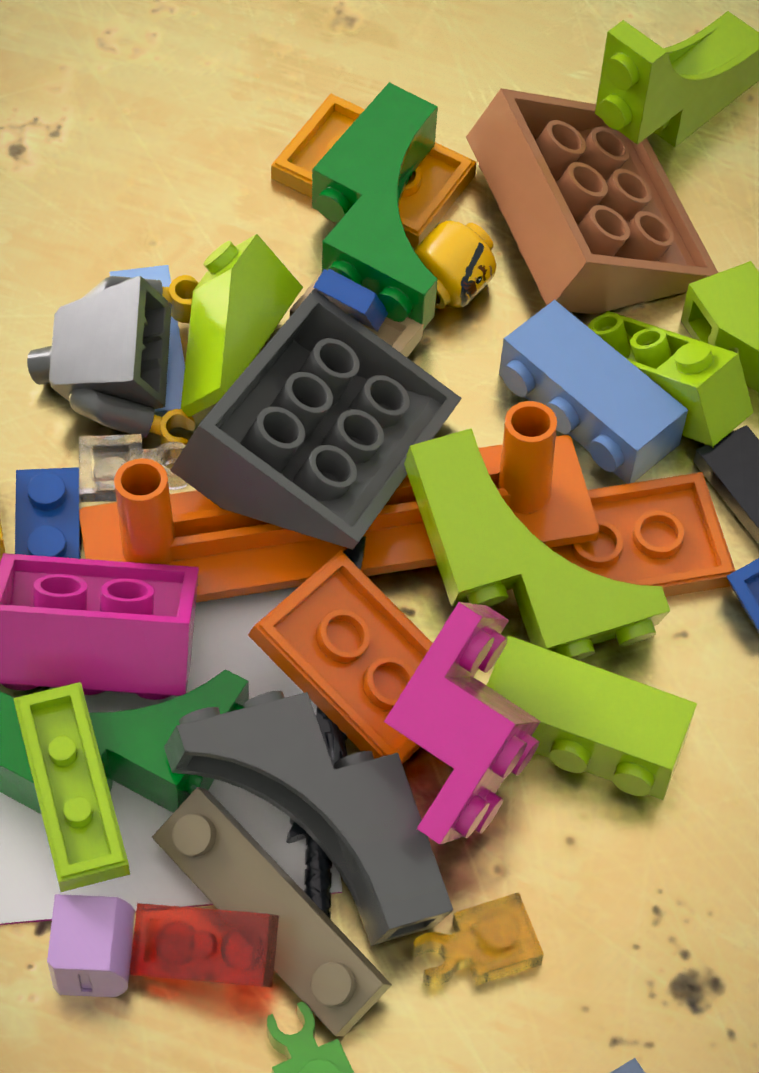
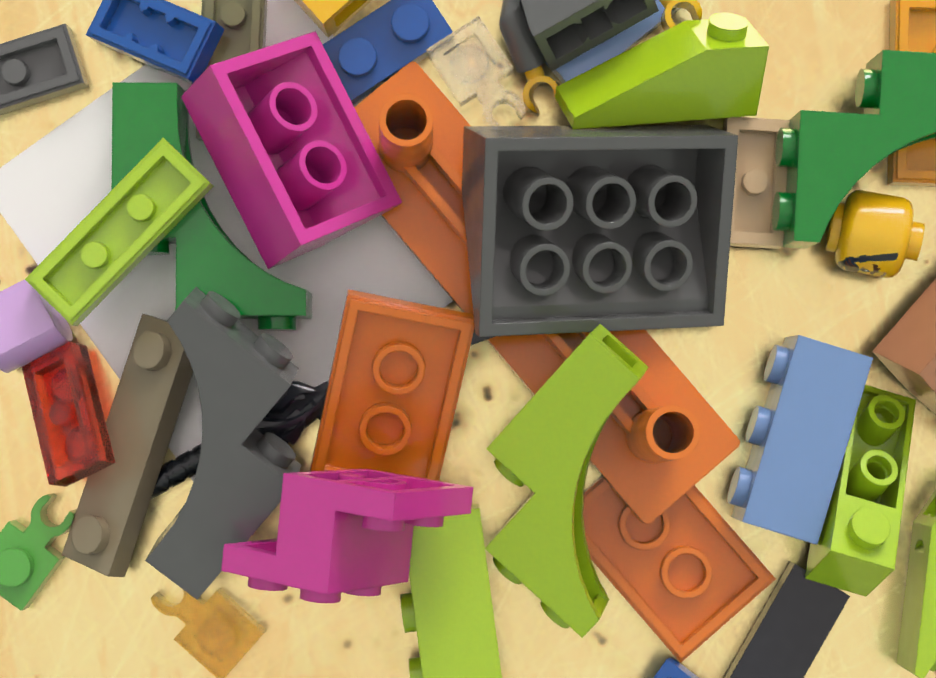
camera: 60 degrees right, 30 degrees up
(352, 298) = (755, 172): blue tile -> none

